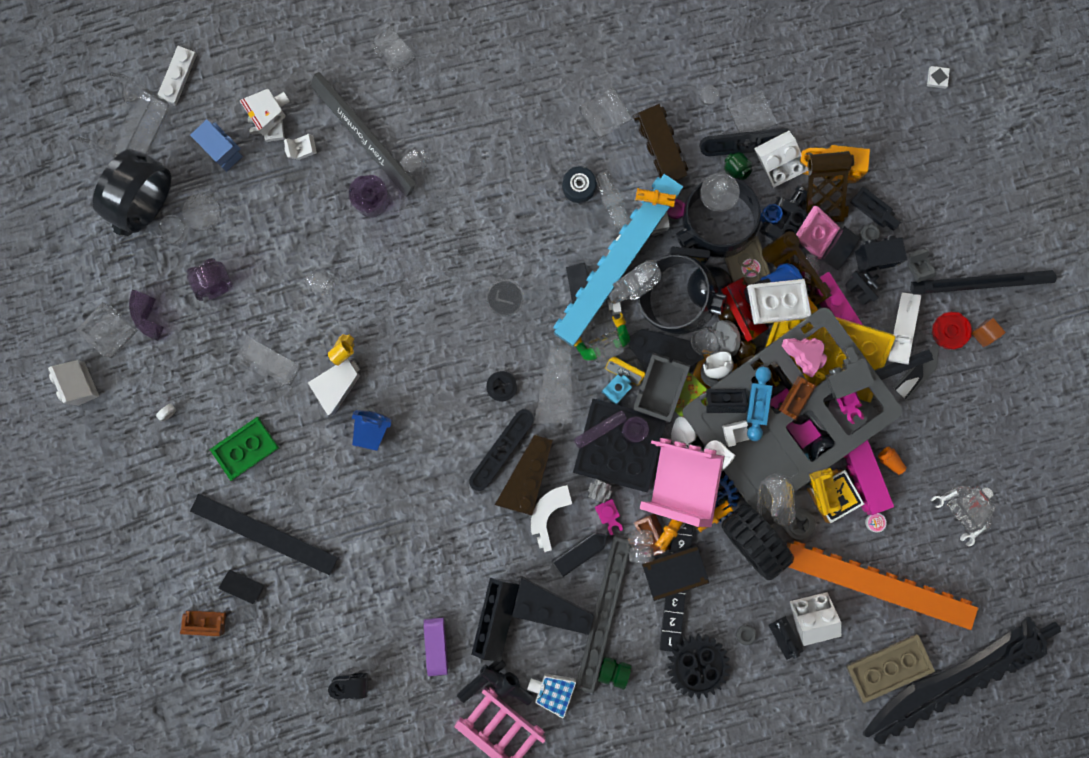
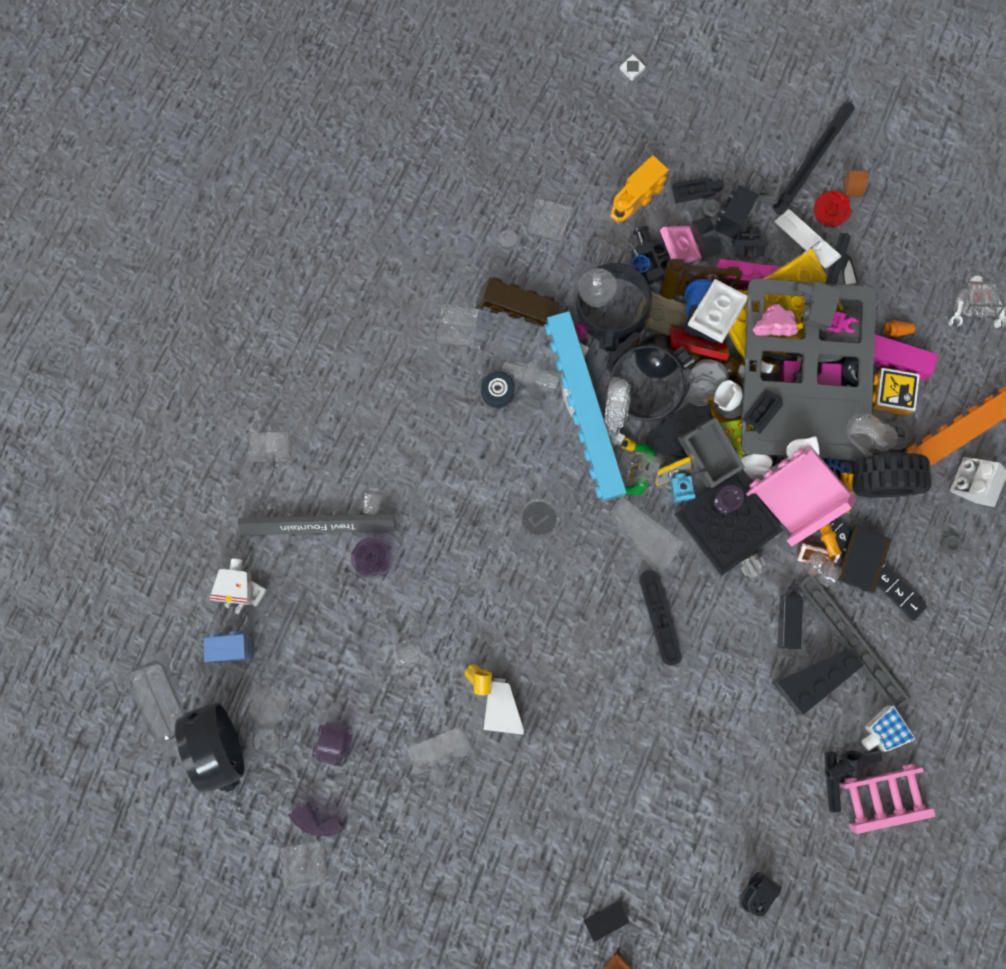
camera: 55 degrees left, 5 degrees down
(73, 382) = (324, 929): white slope -> none
(166, 412) = (412, 869): white tile -> none
(177, 75) = (140, 635): white plate -> none
(244, 448) = (493, 827): green tile -> none
(264, 534) = (576, 867): black tile -> none
(300, 147) = (285, 582): white bracket -> none
(369, 429) = (561, 709): blue container -> none
(435, 647) = (778, 797): medium lavender beam -> none
(495, 622) = (794, 731): black brick -> none
(506, 378) = (616, 572): black gear -> none
(524, 483) = (700, 617): dark brown wedge -> none
(547, 504) = (734, 624): white arch -> none
(577, 278) = (572, 451): black slope -> none
(600, 429) = (705, 526): clear purple axle -> none
(608, 513) = (775, 575): dark pink plate -> none
(614, 673) = (908, 669): dark green wheel -> none
(655, 197) = (561, 338): light orange pin -> none
(681, 671) = (955, 584): black gear -> none
(727, 143) = (575, 230): black piece -> none
(735, 432) = (793, 424): white panel -> none
(738, 166) = (581, 261): dark green head -> none
(755, 266) = (669, 309): tile -> none
(759, 403) = (786, 388): dark azure plate -> none
(781, 158) = (602, 225): white slope -> none
(786, 638) = (977, 516): black hinge -> none
(797, 398) = (803, 356): dark orange hinge -> none
(825, 491) = (889, 394): yellow hinge -> none
(828, 166) = (643, 194): dark brown piece -> none
(875, 522) = (938, 379): tile -> none

